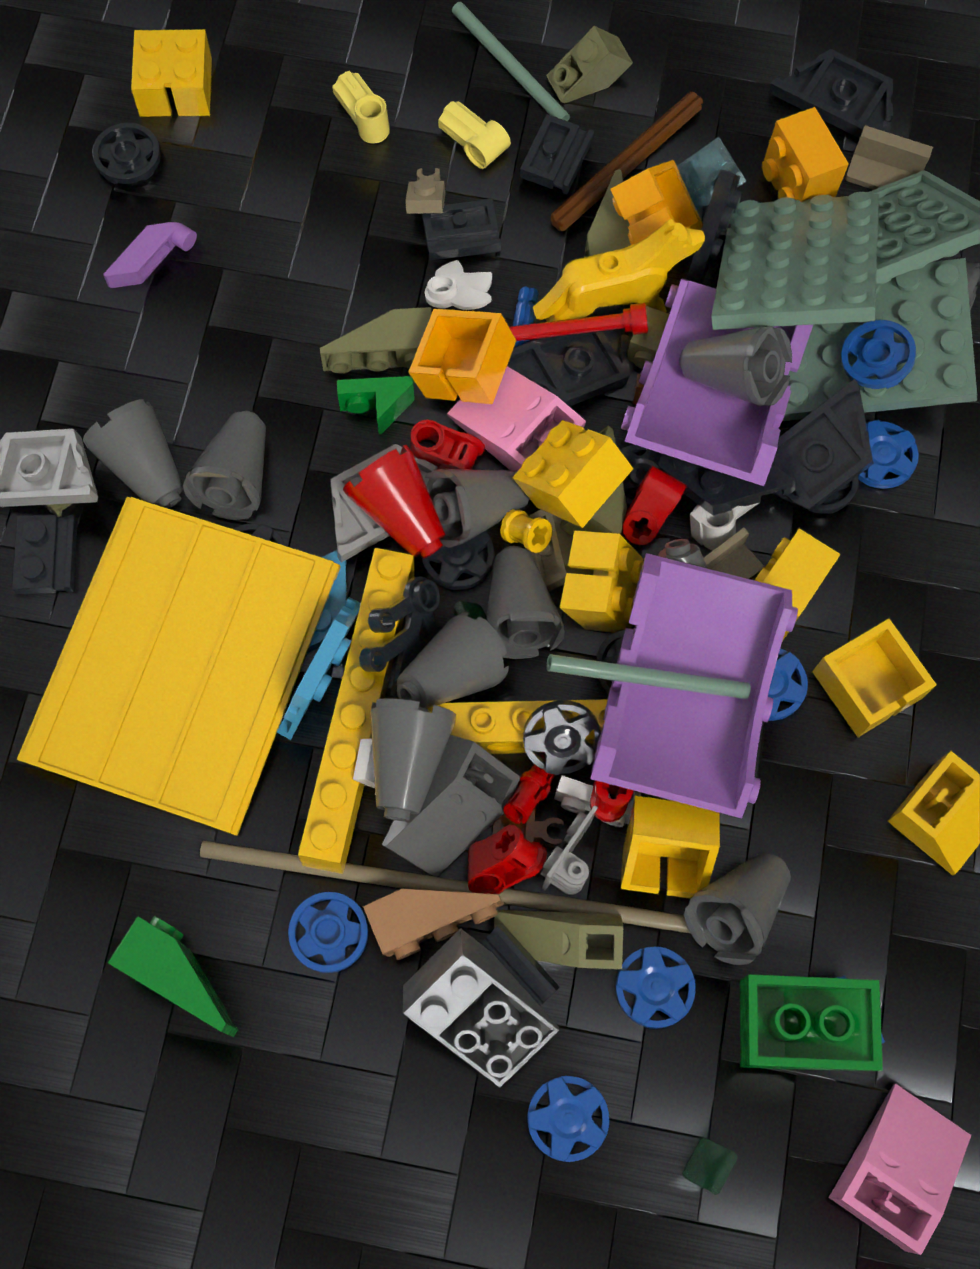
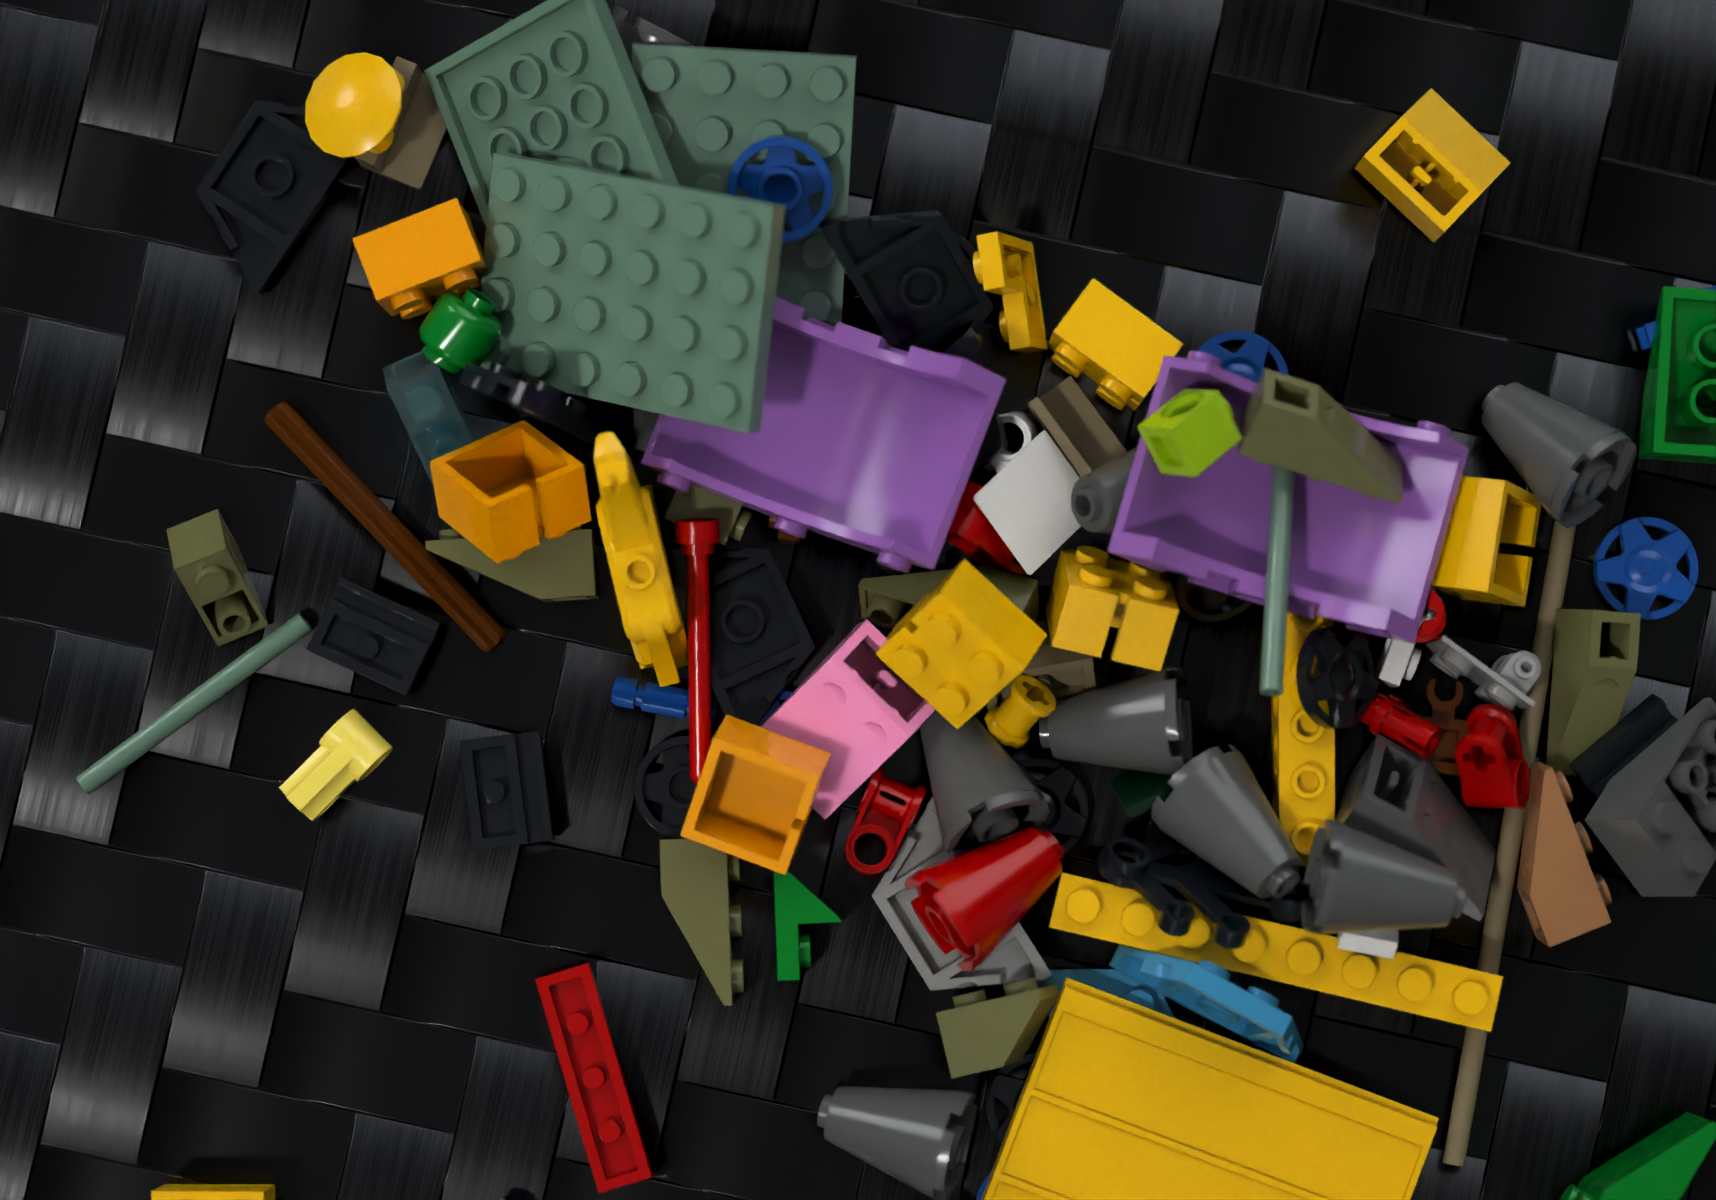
camera: 80 degrees left, 15 degrees up
(273, 283) = (594, 1077): none -> red plate
(303, 521) = (995, 1031): none -> olive slope
(328, 932) = (1568, 994): blue wheel -> none
(363, 106) = (276, 942): light yellow piece -> none
(426, 194) = (451, 842): dark tan plate -> none
(458, 289) = (604, 788): white plate -> none
(670, 518) = (1032, 502): none -> white sticker
(739, 604) = (1190, 432): none -> lime brick
(741, 364) = (808, 394): dark grey cone -> none
(743, 694) = (1311, 434): none -> olive slope
(761, 180) = (460, 330): none -> green head
(836, 518) = (1009, 269): none -> yellow plate
(873, 677) = (1242, 245): yellow piece -> none
(889, 455) = (893, 182): blue wheel -> none
(898, 122) = (355, 105): none -> yellow dish

